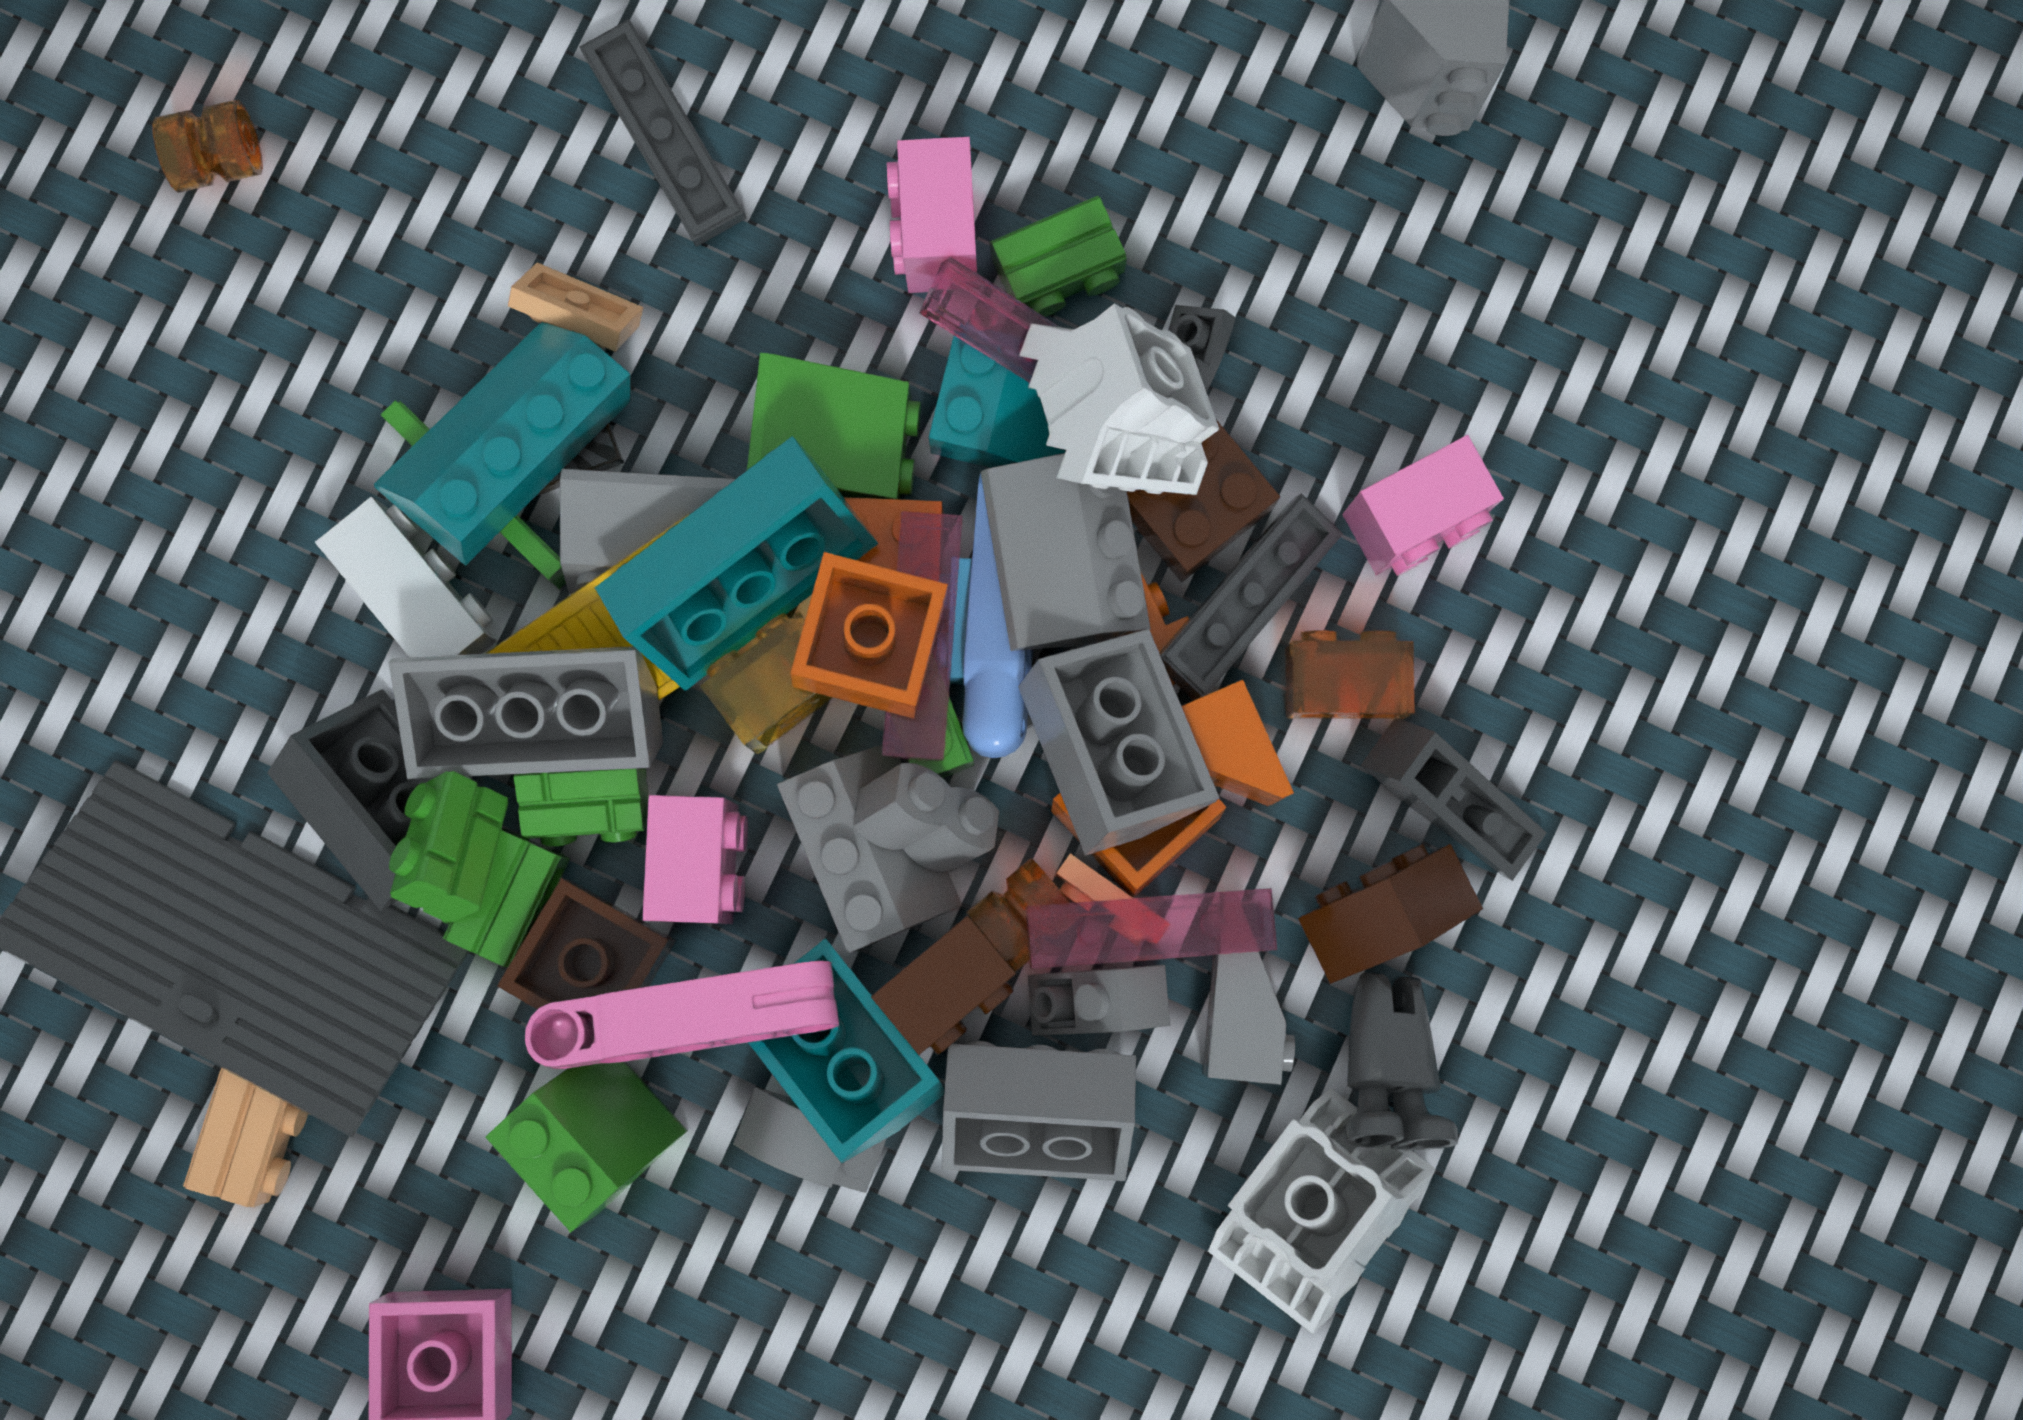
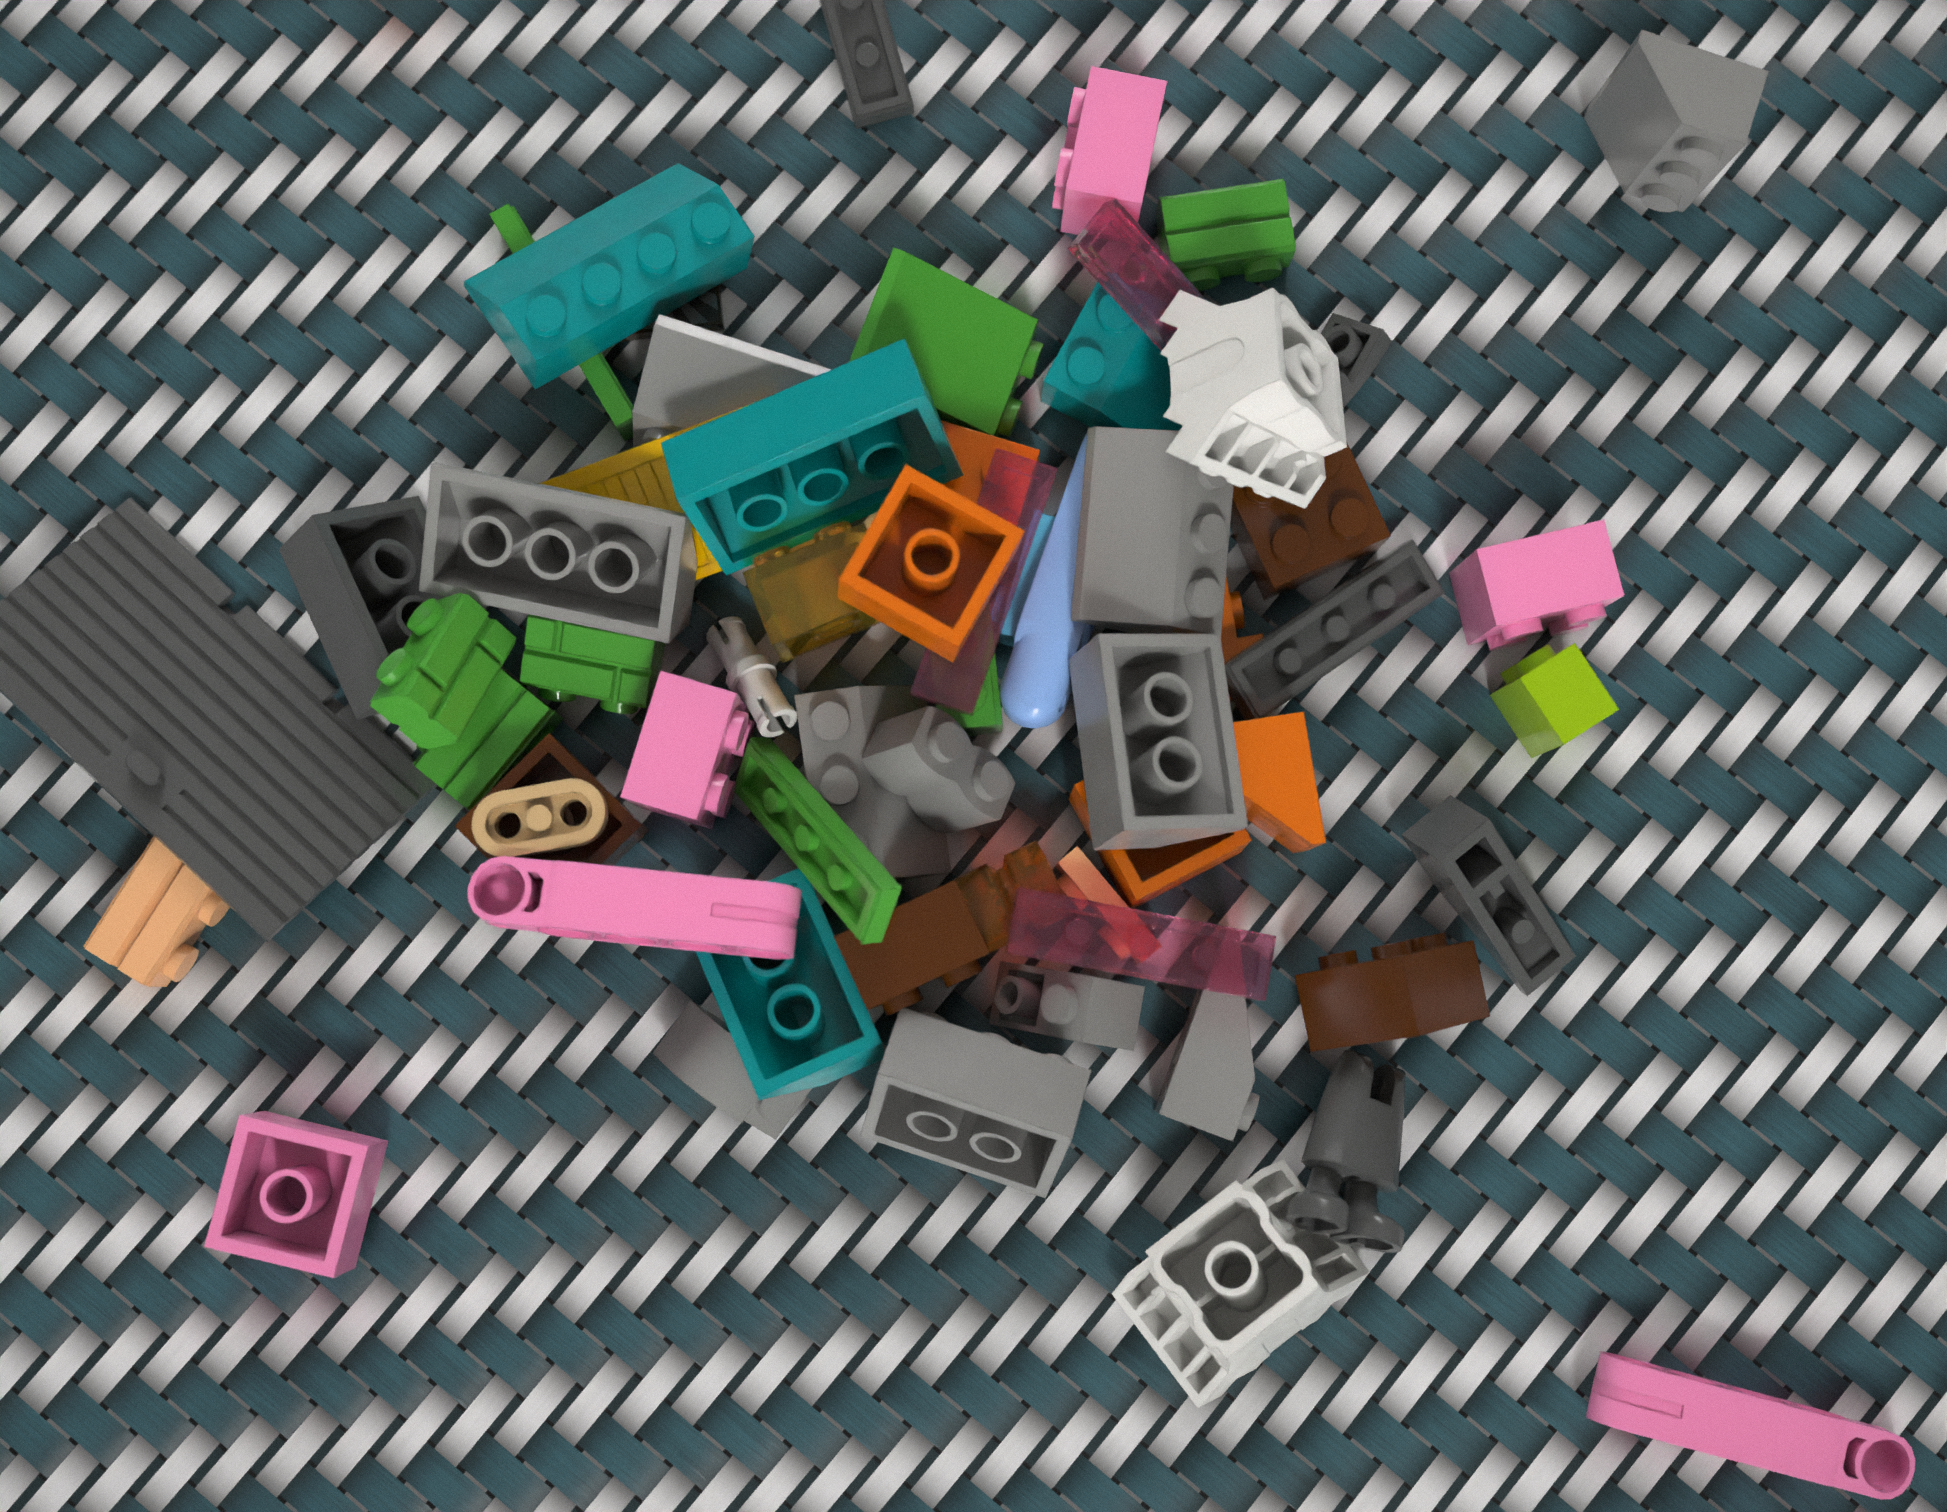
camera: 15 degrees right, 0 degrees up
(404, 584) = (467, 392): white brick -> none
(575, 306) = (717, 155): light nougat plate -> none
(575, 958) = (541, 818): none -> tan plate
(586, 1138) = (504, 1005): bright green slope -> none
(733, 776) = (751, 676): none -> white pin
(832, 911) = (817, 840): none -> bright green tile
(1349, 677) = (1413, 741): clear orange brick -> none
(1464, 606) = (1552, 698): none -> lime brick
(1810, 1217) = (1749, 1427): none -> bright pink piece

